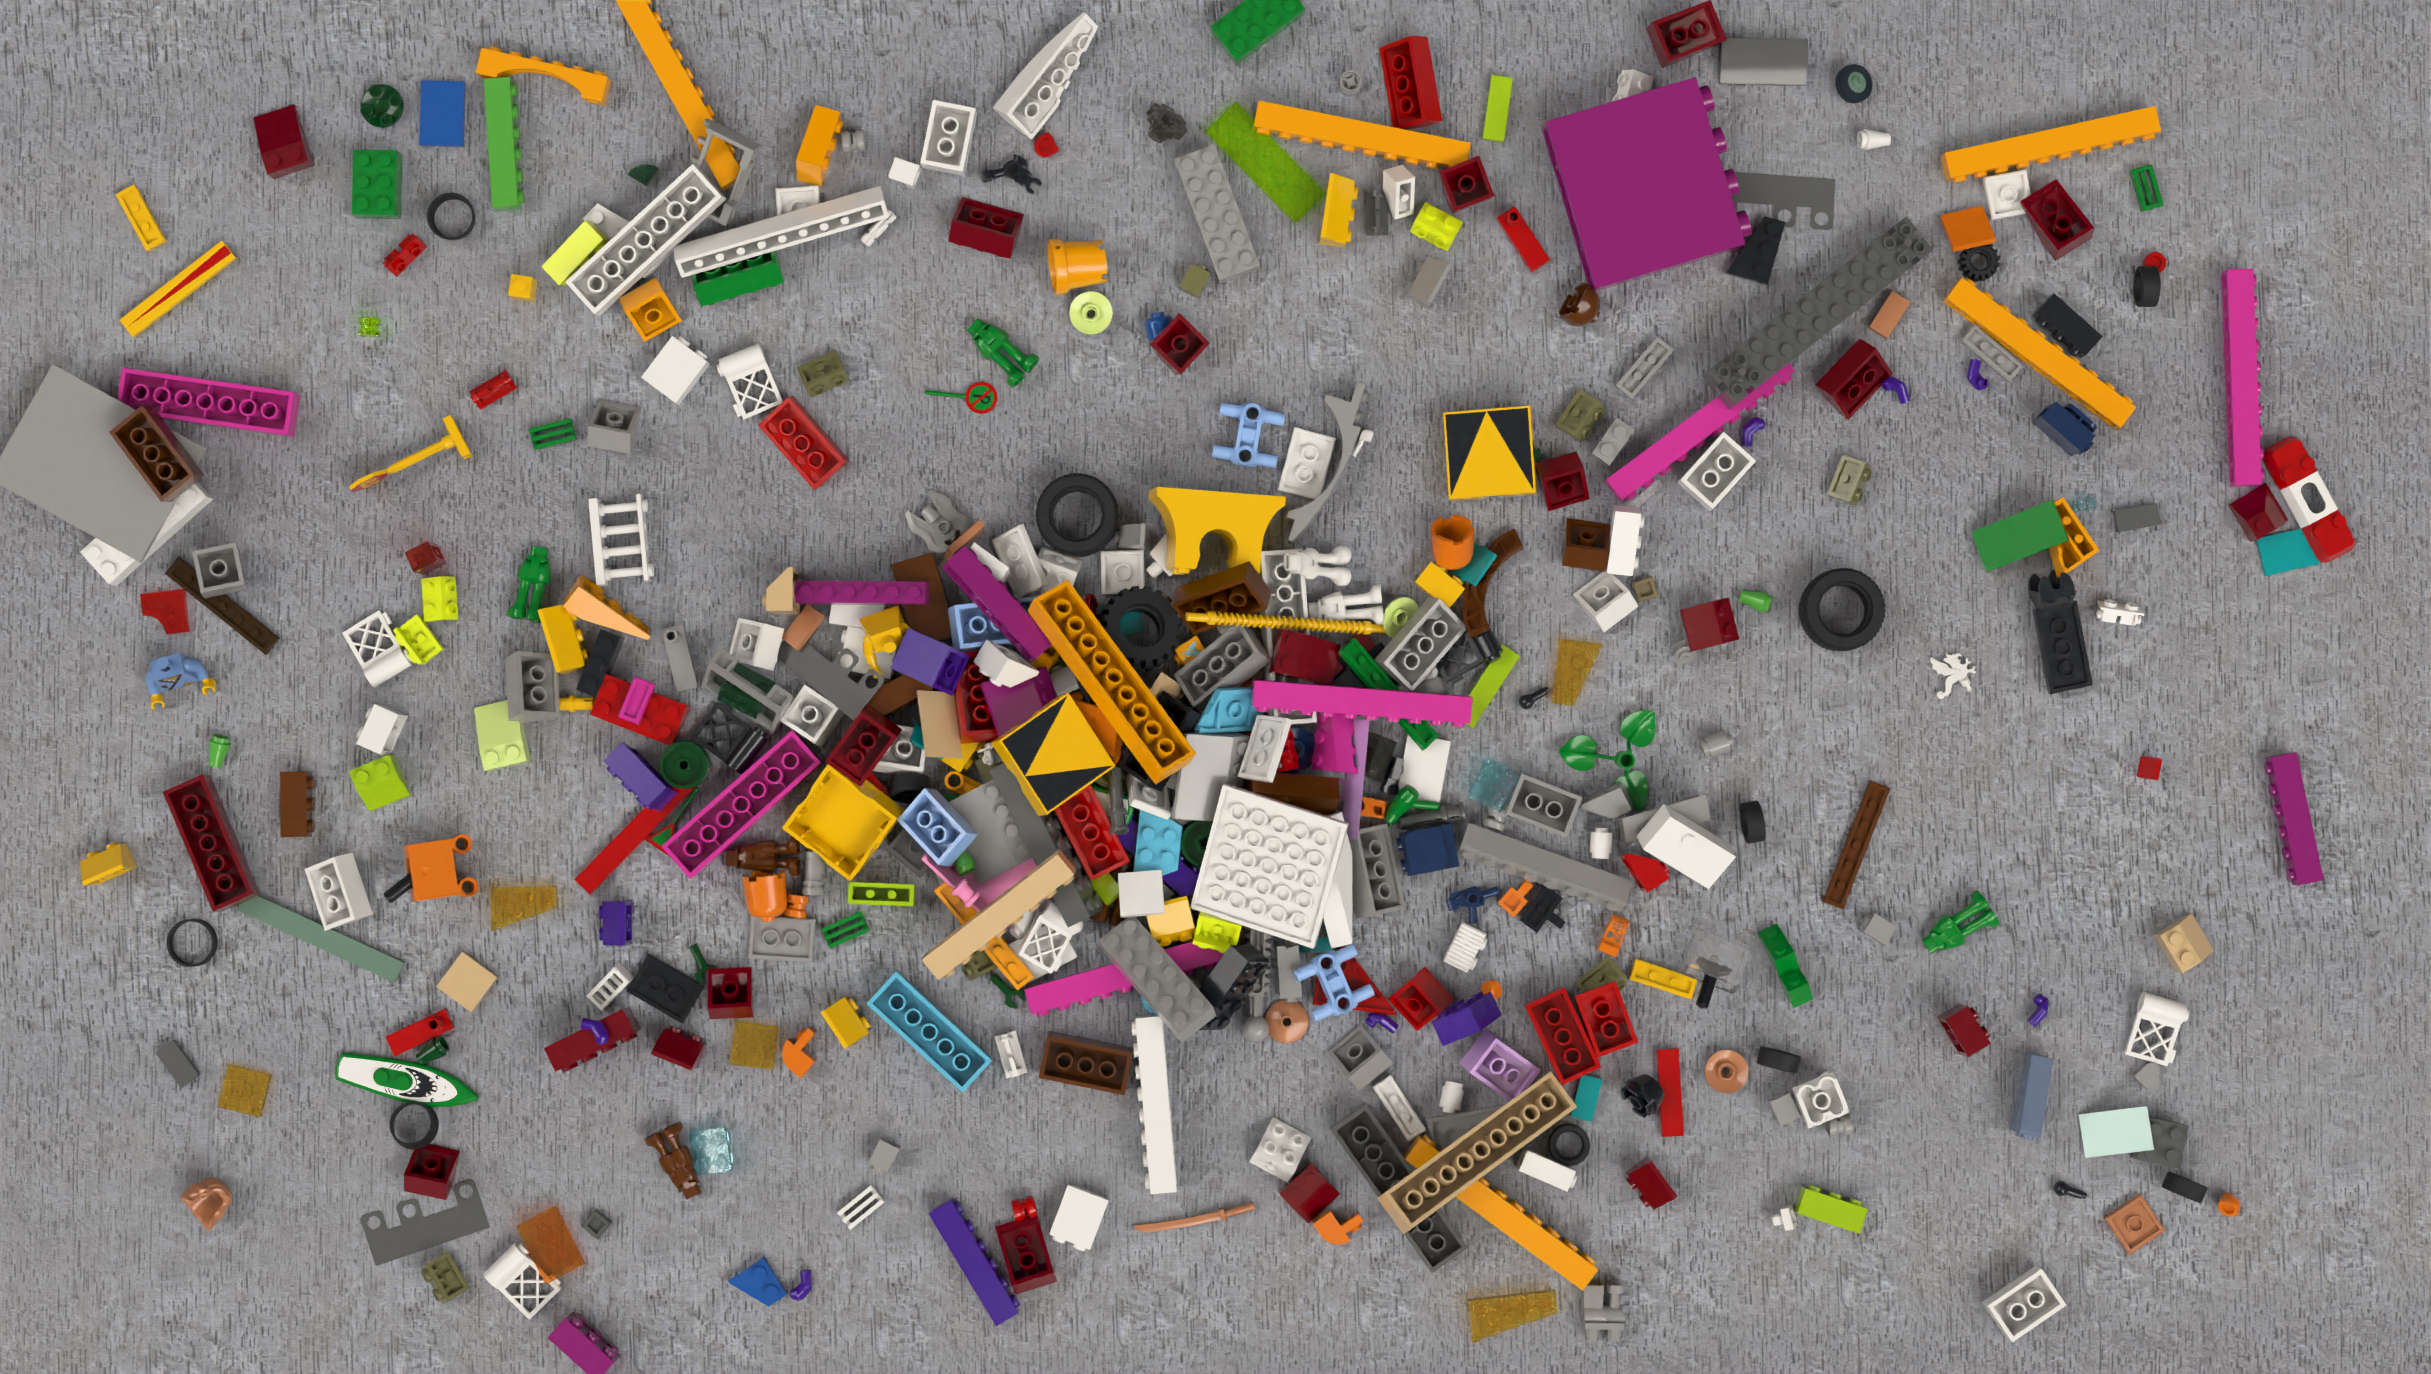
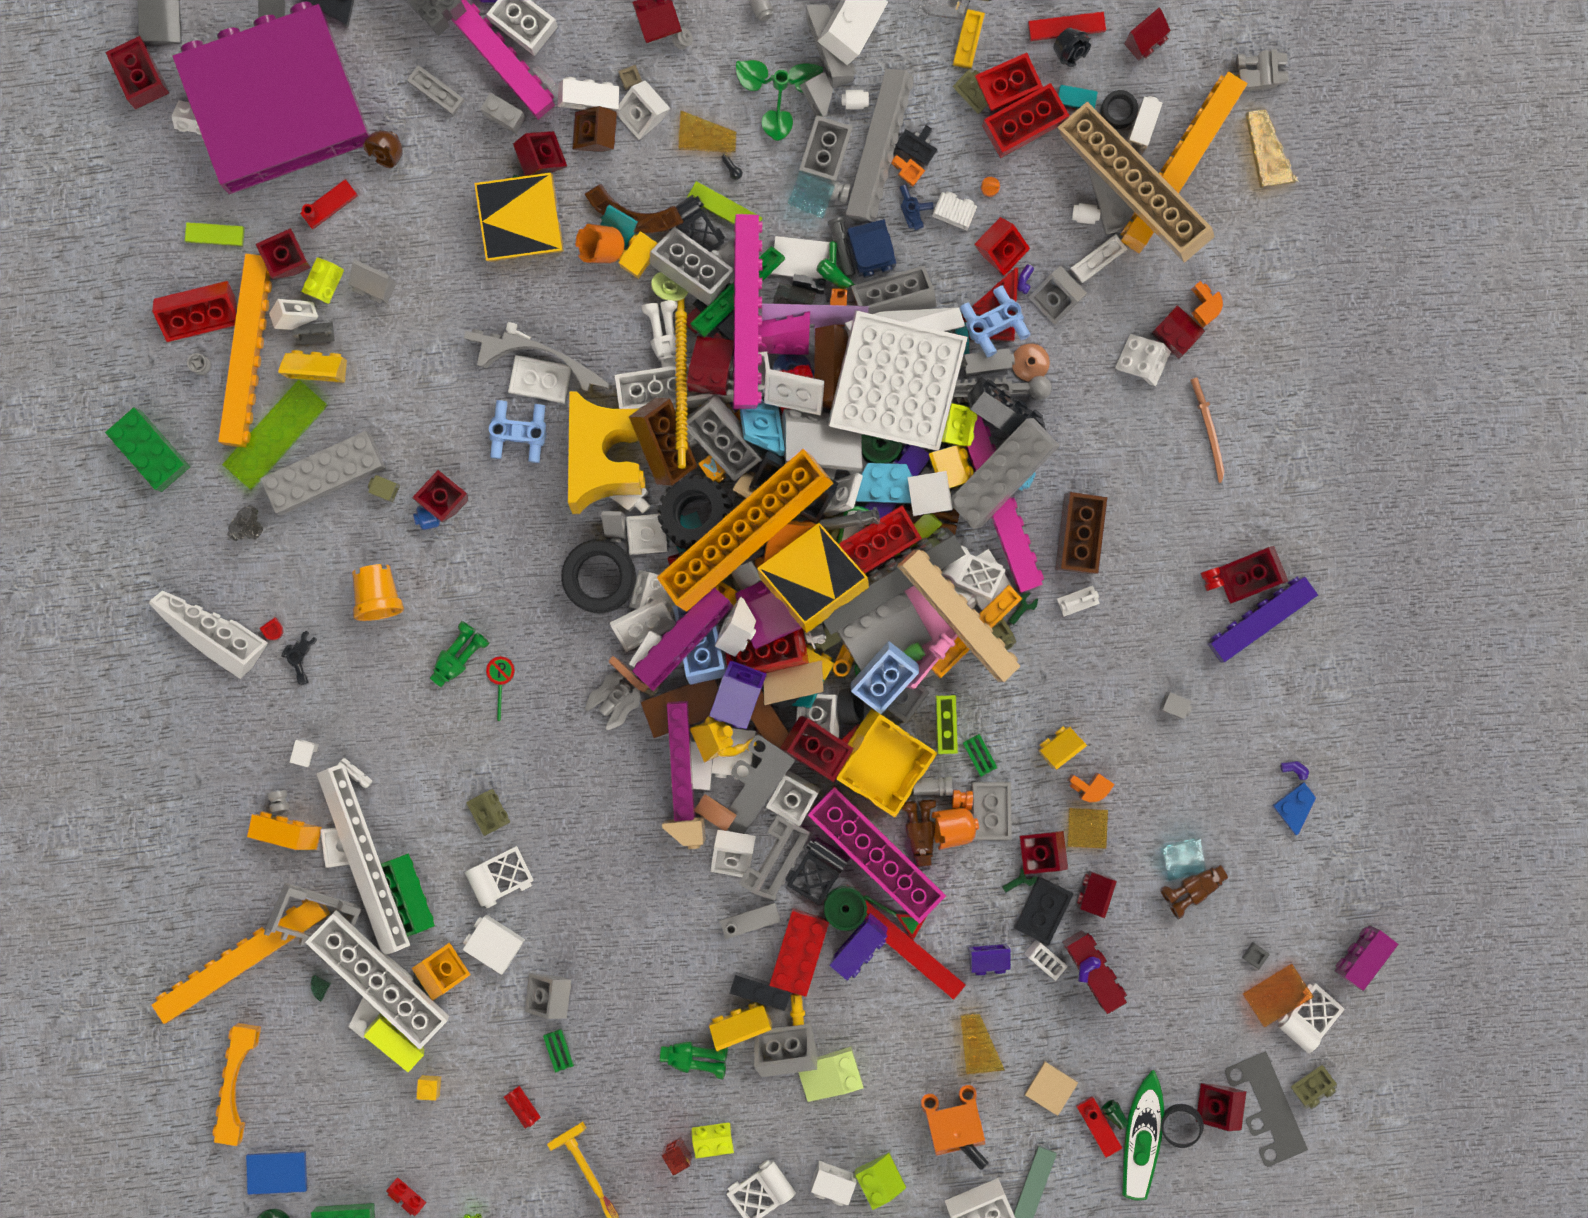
camera: 90 degrees left, 0 degrees up
(418, 640) = (751, 1156): neon yellow bracket -> none
(434, 206) = (356, 1170): black tyre -> none
(503, 143) = (300, 1116): bright green brick -> none
(590, 604) = (708, 1004): light orange wedge -> none
(600, 532) = (642, 1000): white fence -> none
(636, 700) = (791, 955): dark pink tile -> none
(741, 700) = (784, 862): clear green bracket -> none
(803, 442) = (551, 825): red slope -> none
(846, 1218) = (1227, 717): white tile -> none
(930, 1031) = (1064, 672): medium azure brick -> none
(948, 138) = (269, 715): white brick -> none
(985, 227) = (348, 677): dark red slope -> none
(1078, 1217) = (1216, 530): white brick -> none
(1082, 305) = (409, 575): yellowish green dish -> none
(1156, 1104) = (1113, 468): white brick -> none
(1307, 560) = (627, 369): white piece -> none
(1385, 1167) = (1158, 262): dark grey brick -> none
(1466, 1017) = (1017, 201): dark purple brick -> none
(1499, 1066) = (1055, 174): lavender slope -> none
(1580, 416) = (481, 142): olive bracket -> none
(1613, 935) = (934, 83): orange leg -> none
(1645, 871) = (878, 57): red slope -> none

